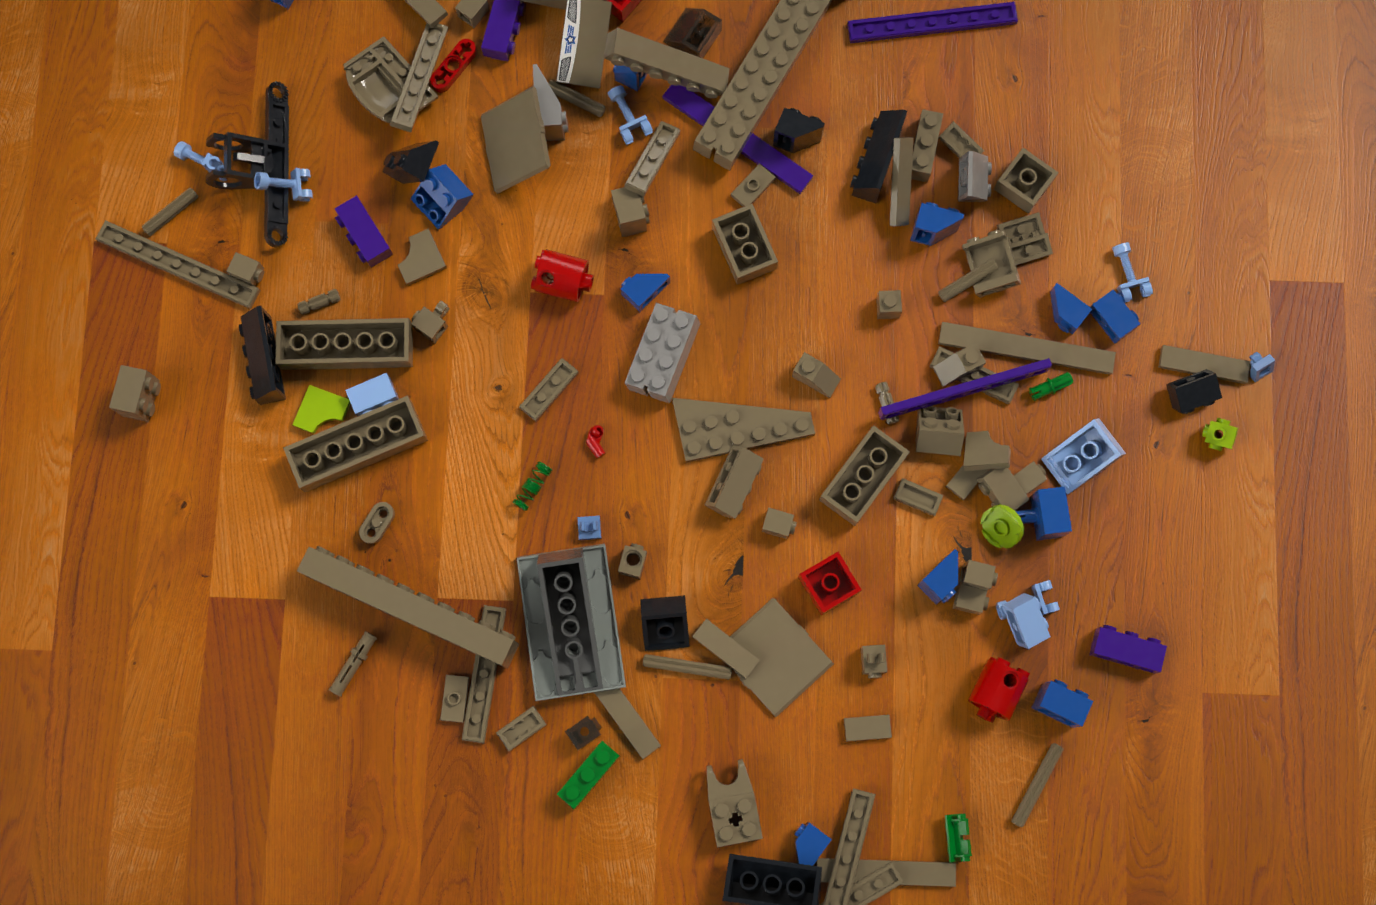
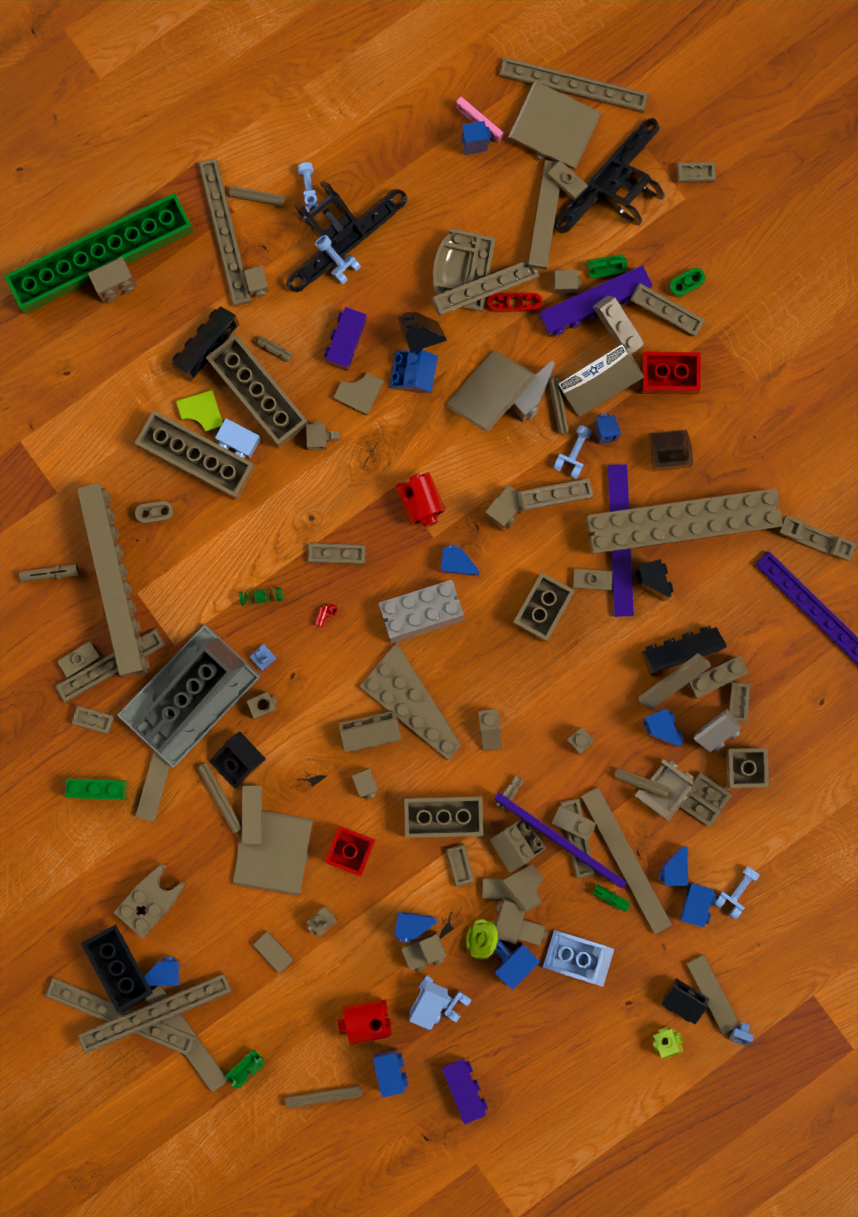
camera: 50 degrees right, 5 degrees up
(89, 422) = (126, 238): none -> green brick
(580, 741) = (116, 757): clear smoke brick -> none
(666, 63) = (627, 451): dark tan brick -> none

